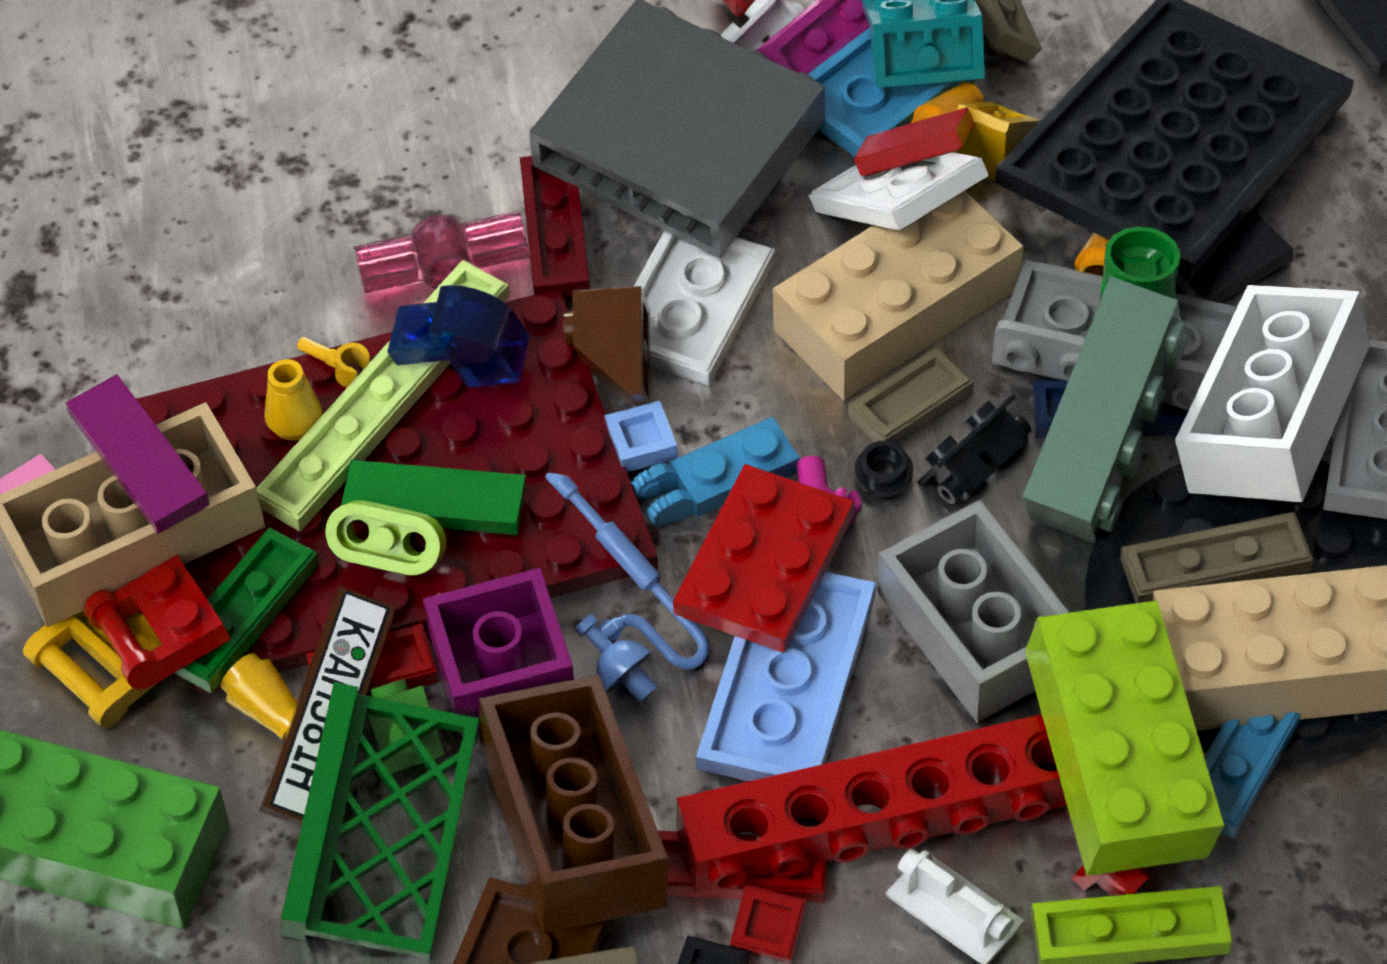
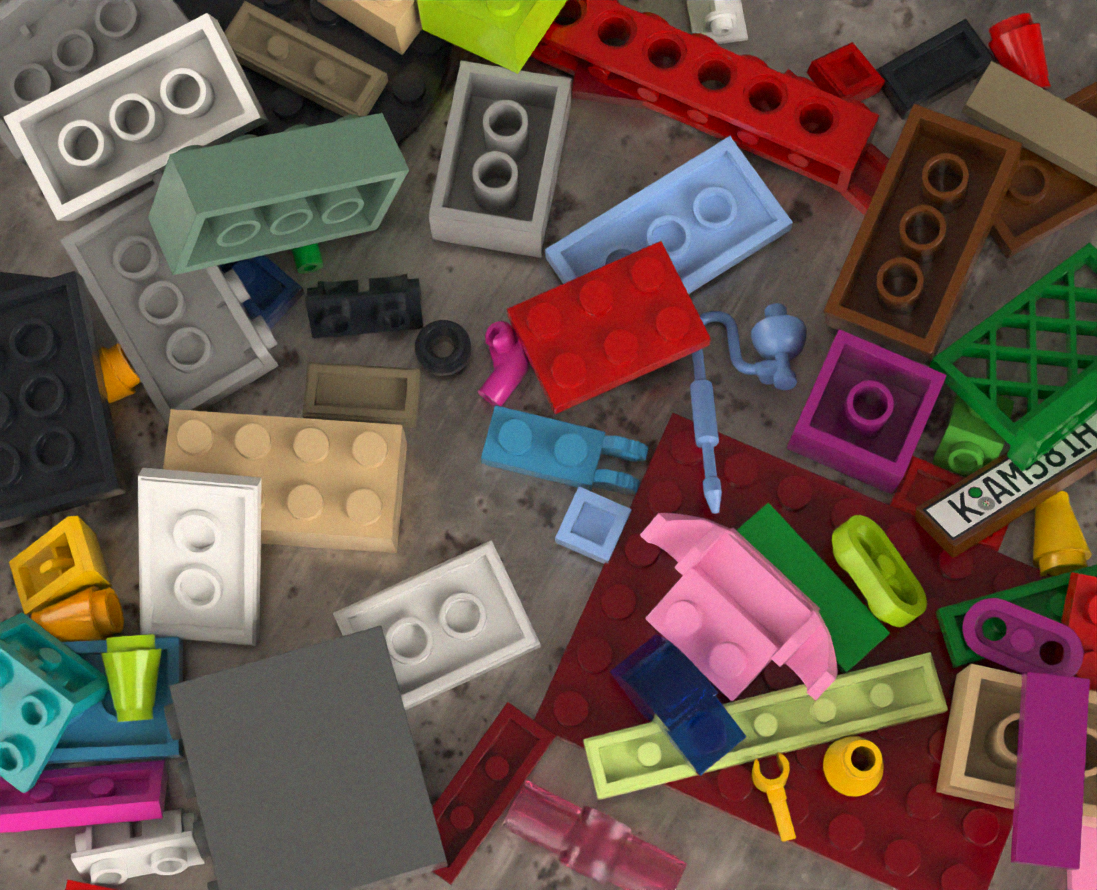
camera: 140 degrees left, 20 degrees up
(229, 550) = (1023, 638): none -> magenta plate
(470, 432) = (736, 609): none -> bright pink plate
(613, 339) = (548, 614): reddish brown slope -> none
(865, 94) = (132, 675): none -> lime cone
(914, 142) = (149, 578): red tile -> none
(1143, 259) = (124, 296): green wheel -> none

